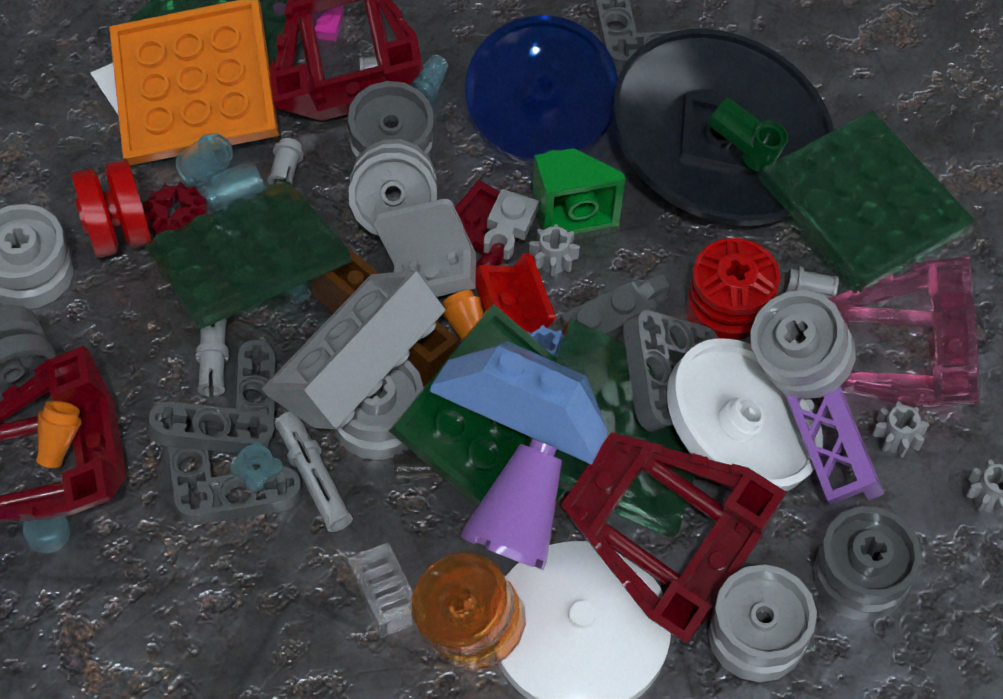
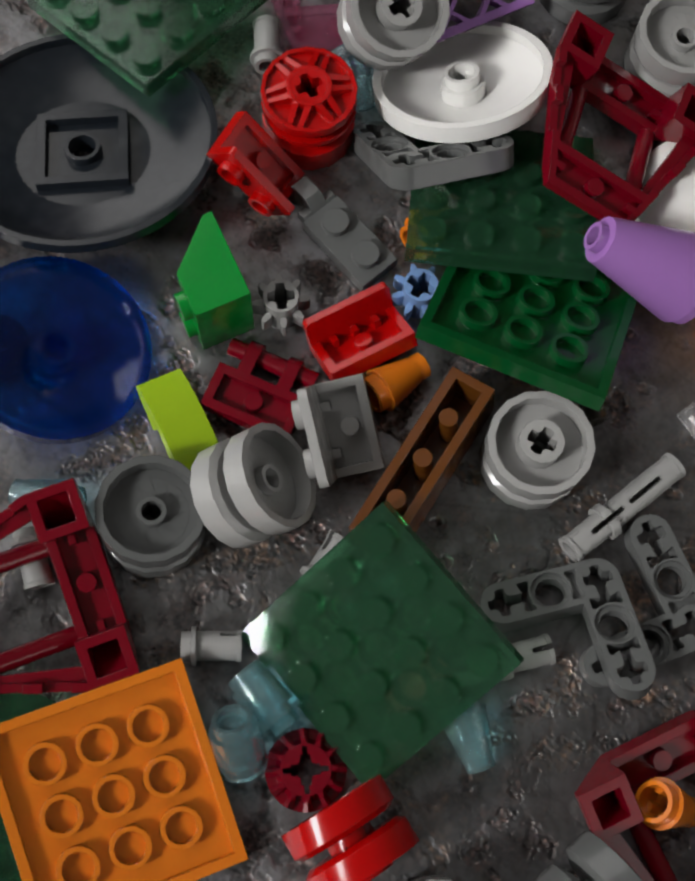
camera: 105 degrees left, 15 degrees up
(161, 317) = (472, 738): none -> clear light blue cone
(253, 455) = (662, 561): clear light blue plate -> none
(356, 349) = (515, 467): light grey slope -> none
(469, 163) = (177, 416): none -> lime slope
(508, 219) = (254, 351): light grey plate -> none
(527, 396) = (532, 270): medium blue wedge -> none
(677, 241) = (256, 165): none -> red bracket
(759, 140) = (109, 94): dark green piece -> none

